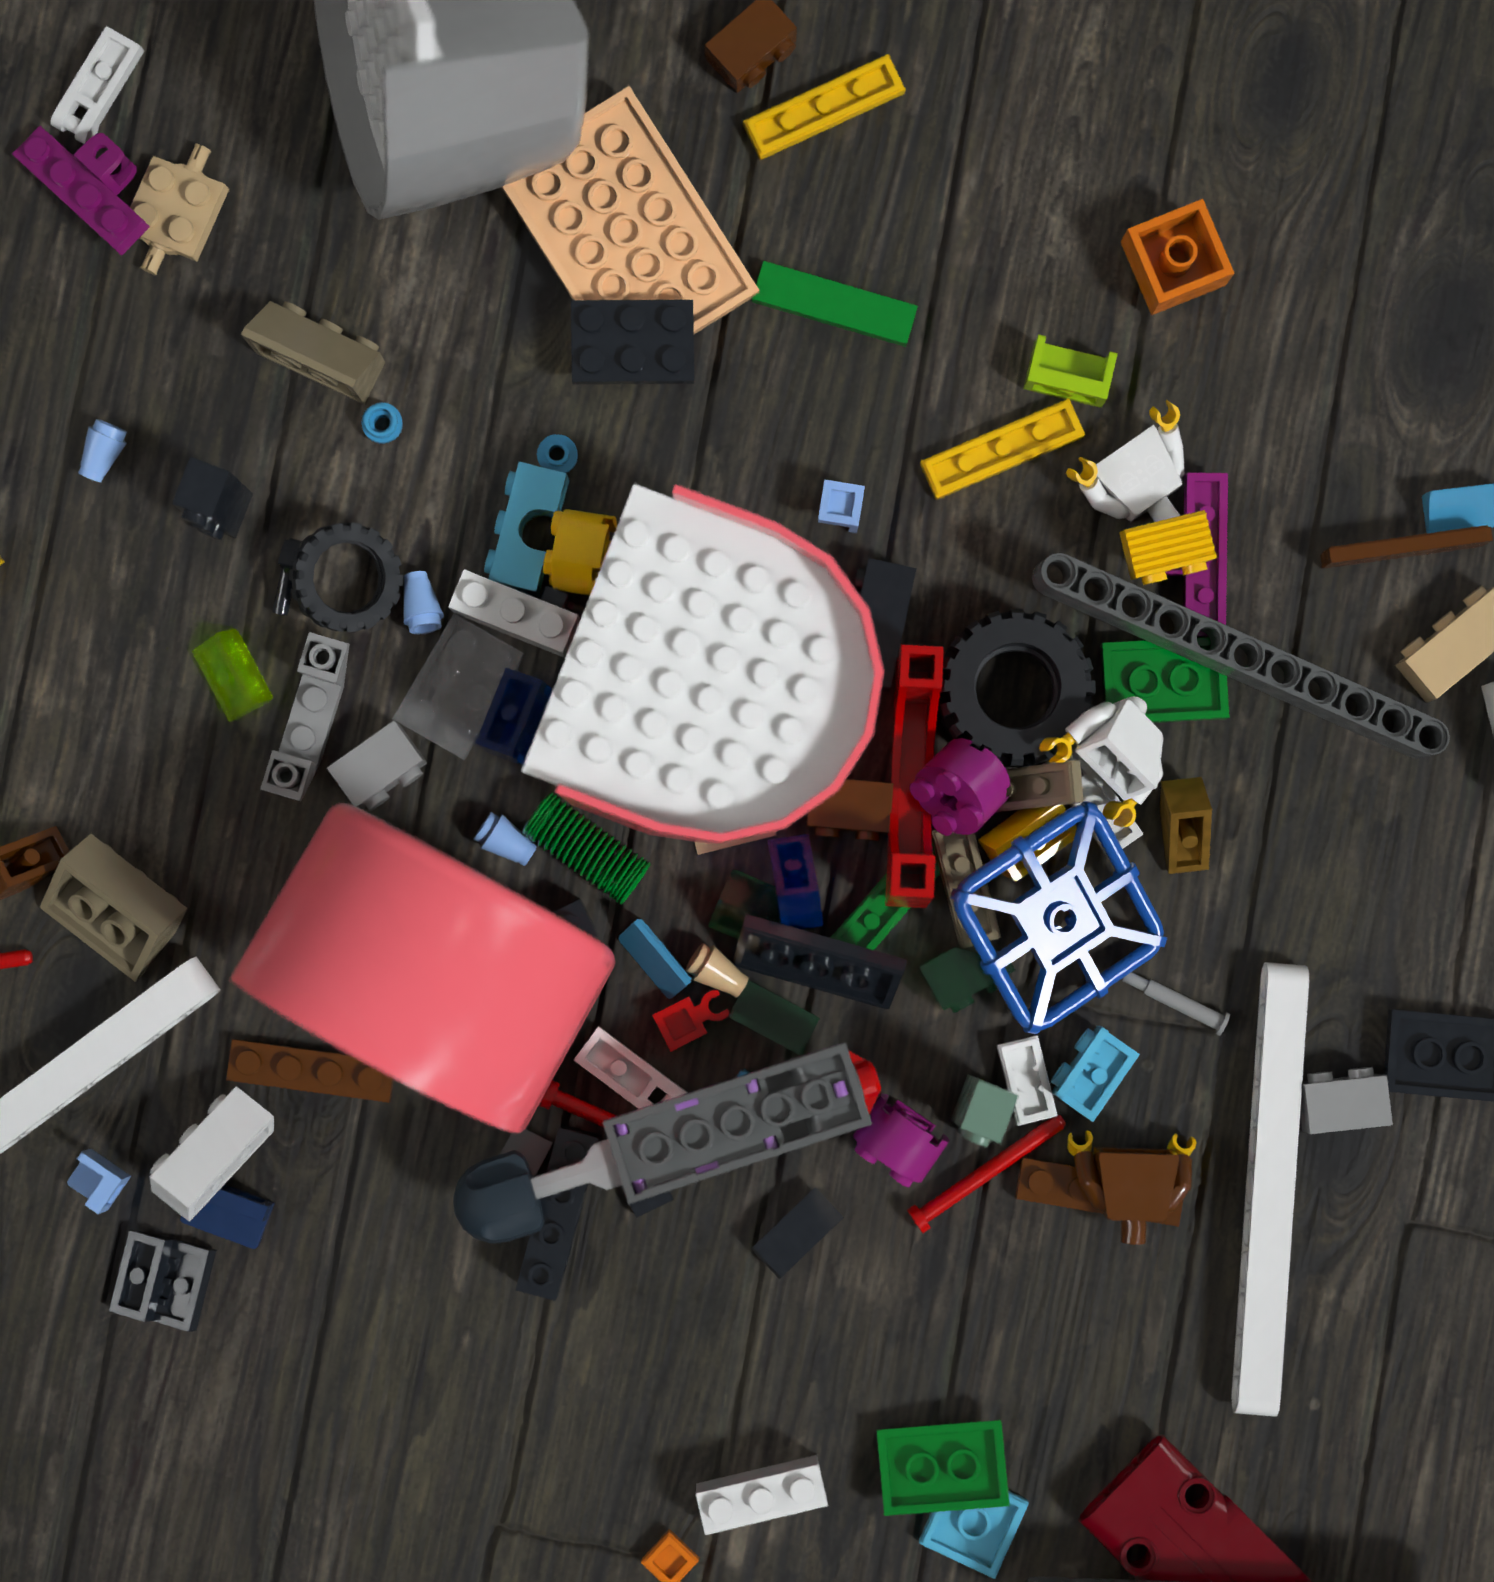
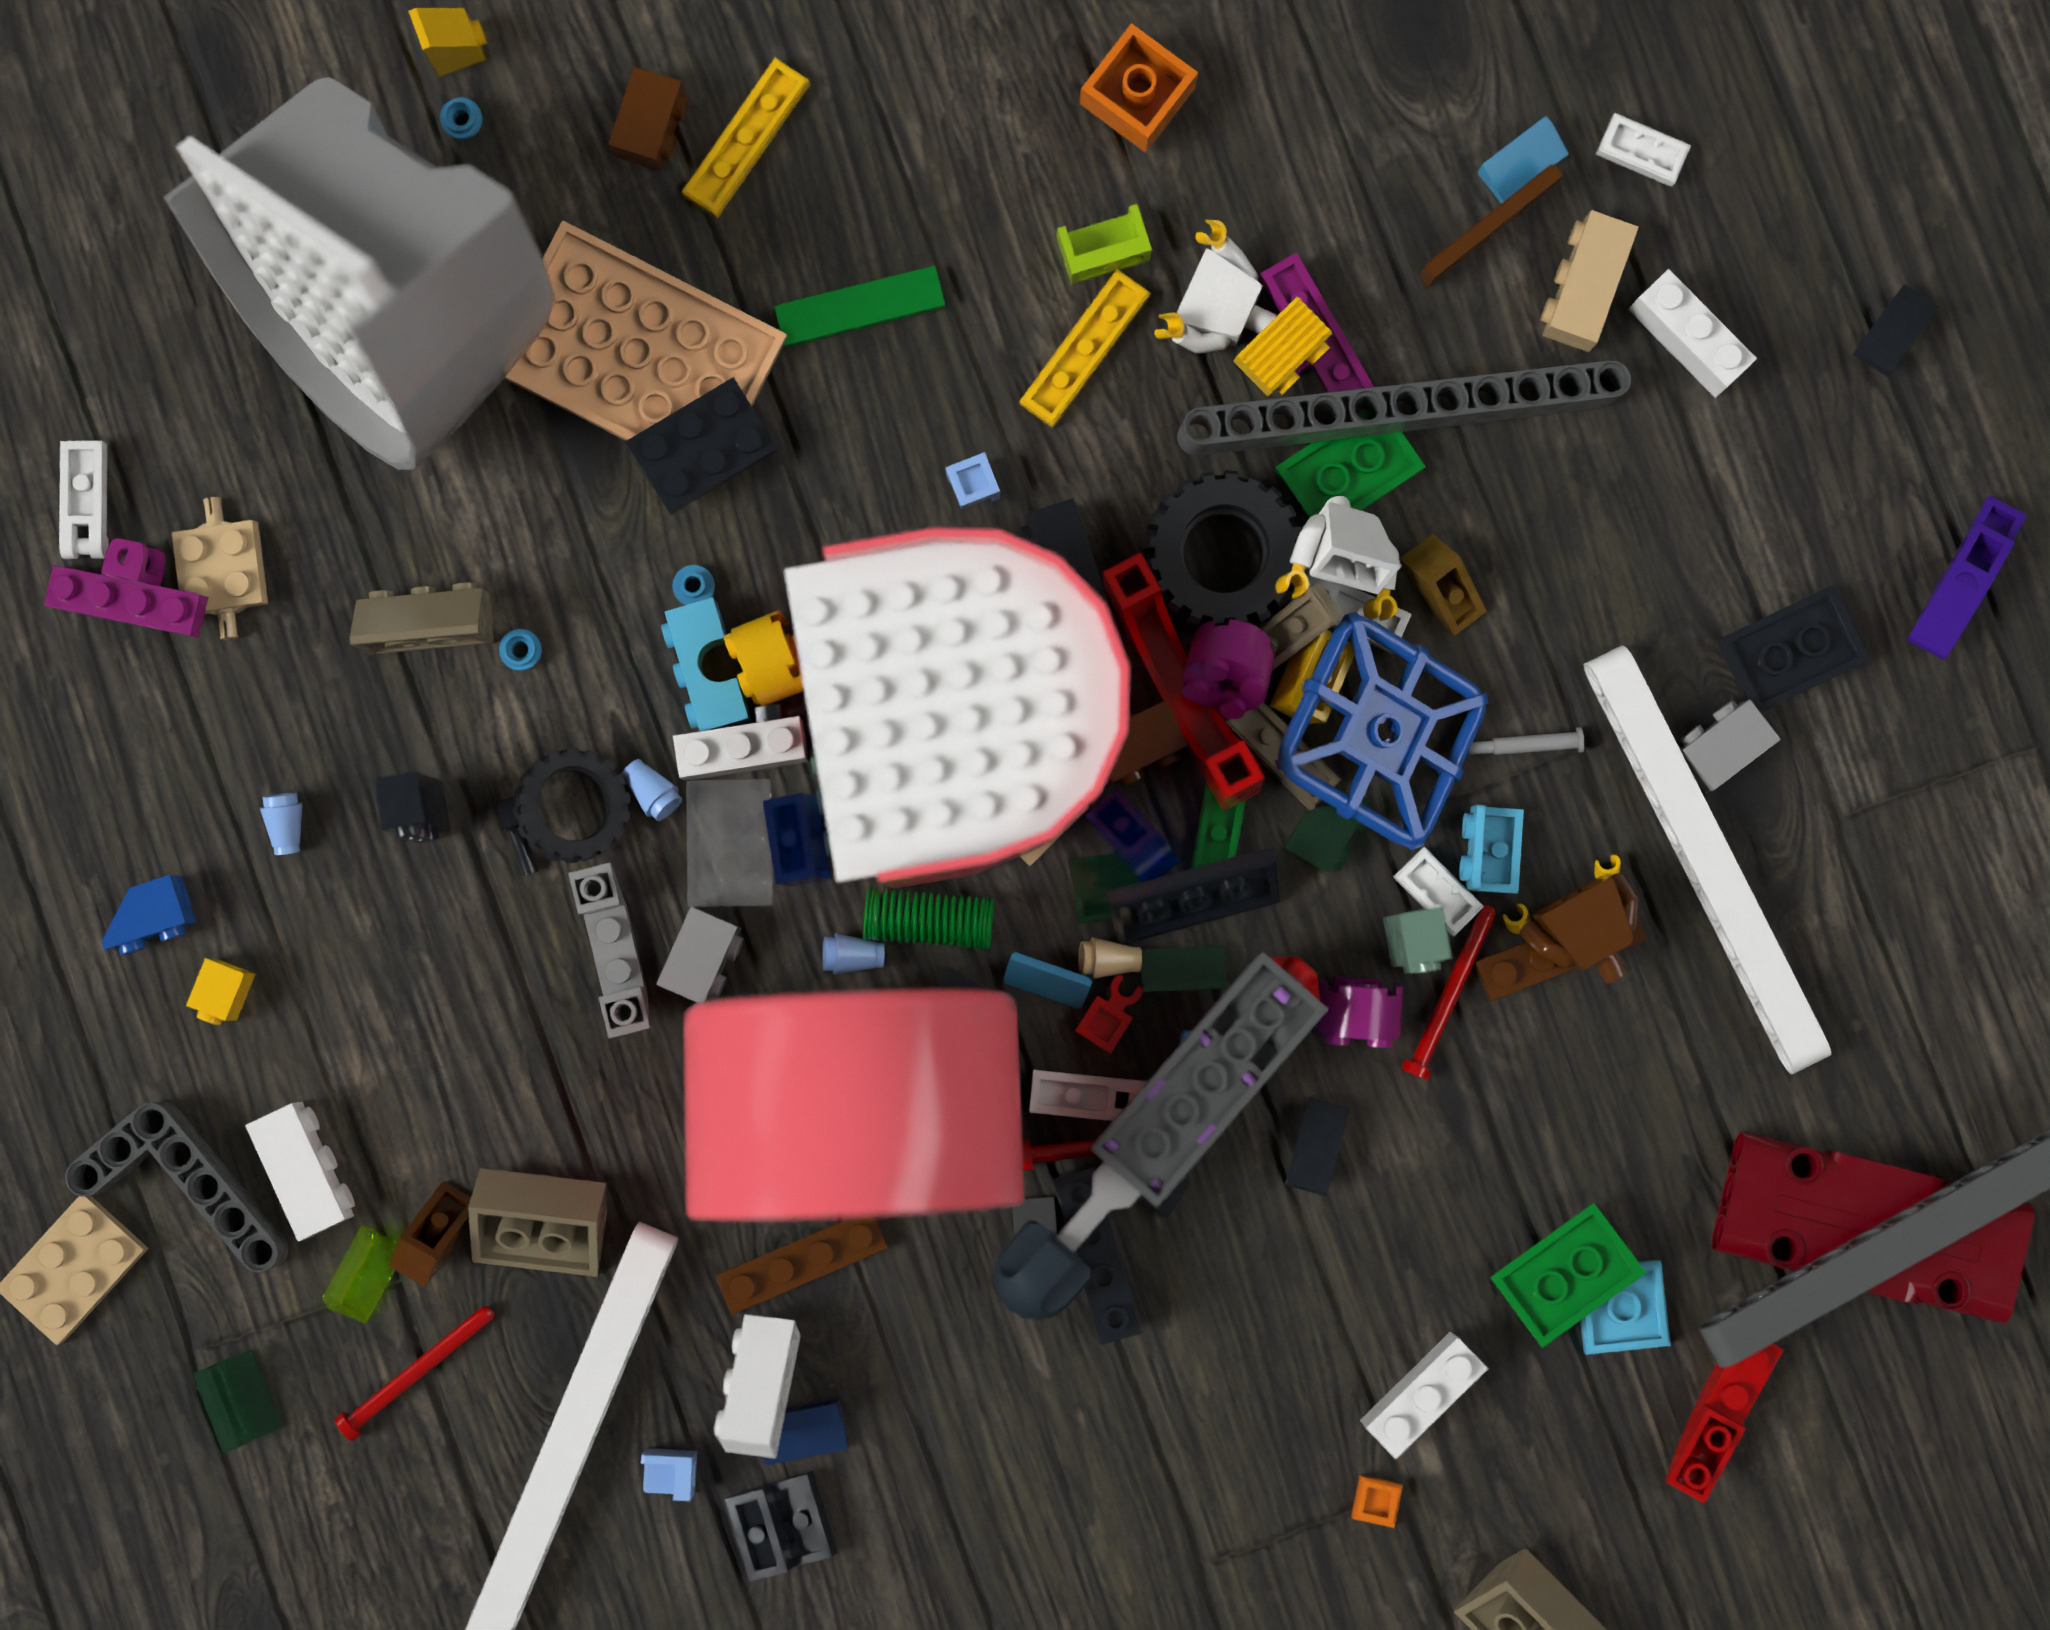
camera: 30 degrees left, 0 degrees up
(232, 674) = (520, 952): clear neon green slope -> none

